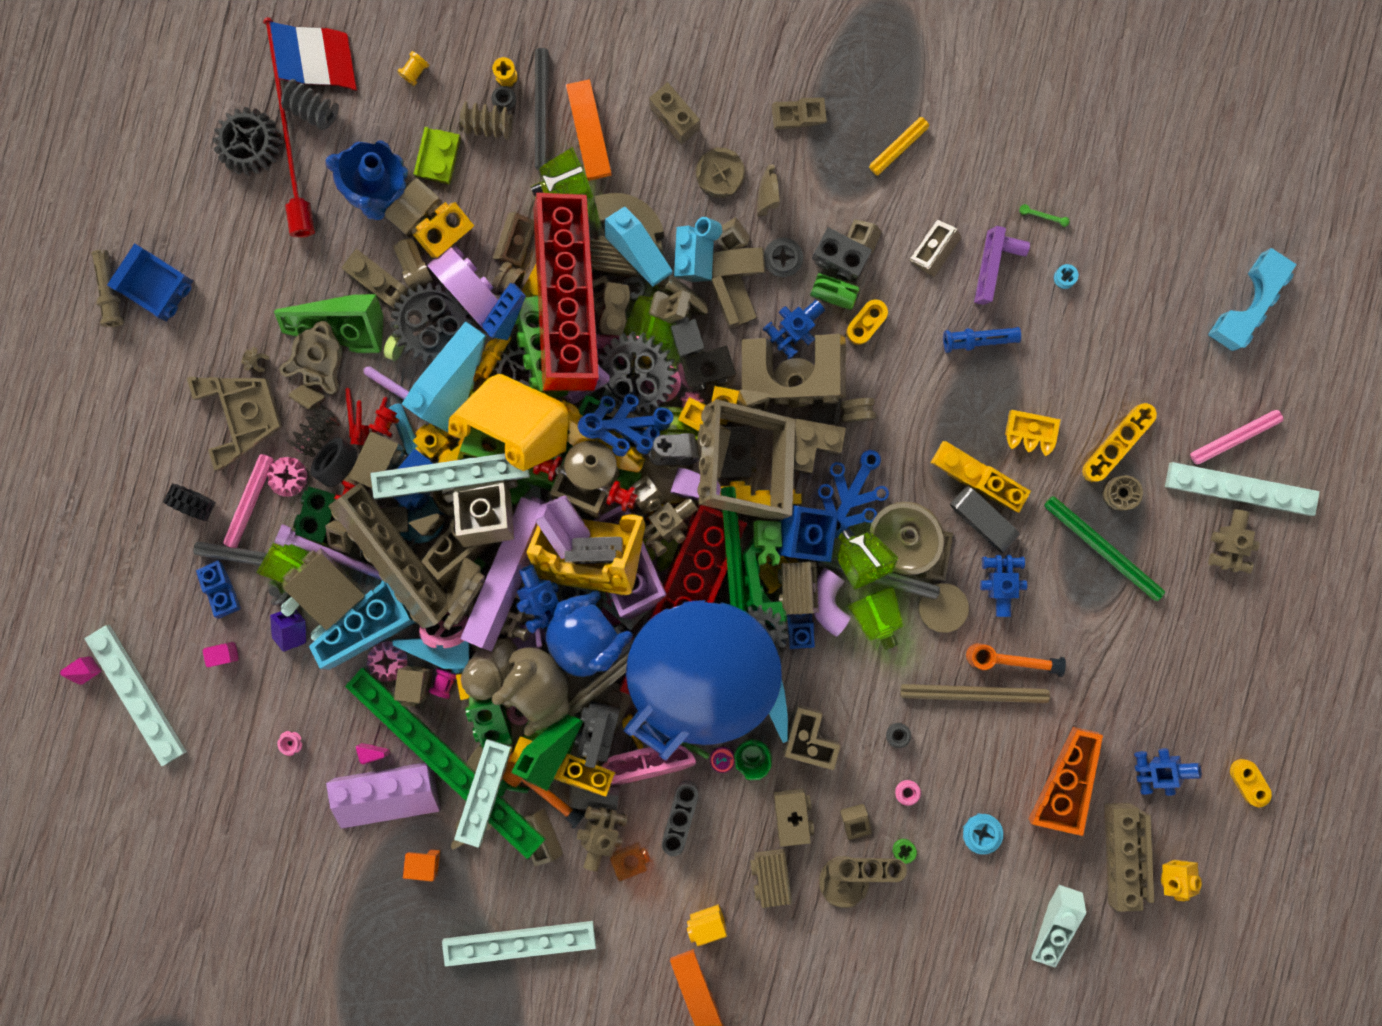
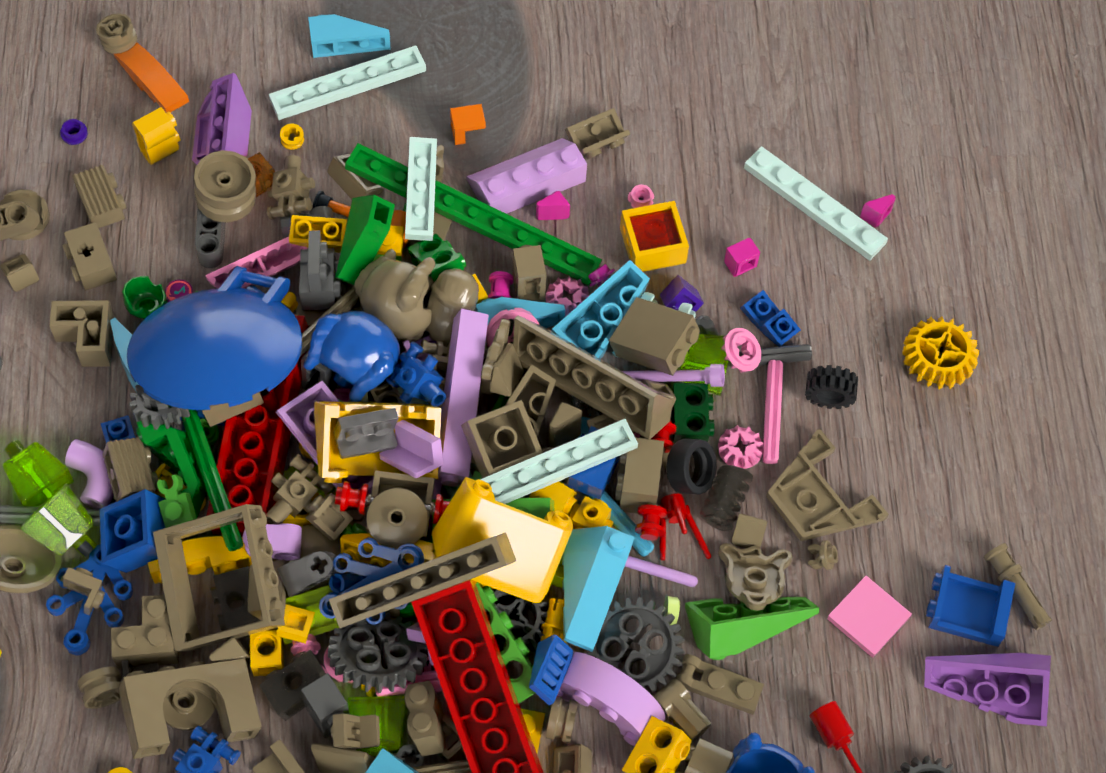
camera: 160 degrees right, 25 degrees down
(68, 525) = (957, 357): none -> yellow gear
(144, 209) = (1002, 683): none -> medium lavender wedge
(236, 300) = (869, 616): none -> bright pink tile
(245, 557) = (750, 349): none -> bright pink gear
(290, 694) = (654, 236): none -> piece
(306, 819) = (597, 133): none -> dark tan bracket
(351, 666) = (600, 275): none -> magenta plate
(512, 998) = (340, 36): none -> medium azure slope
(582, 394) = (423, 580): none -> dark tan brick
(589, 905) = (285, 133): none -> yellow bush
(646, 920) = (223, 120): none -> medium lavender wedge
(659, 858) = (225, 186): none -> dark tan wheel
(781, 965) = (72, 126): none -> dark purple plate
(856, 501) = (84, 583): none -> dark tan bracket

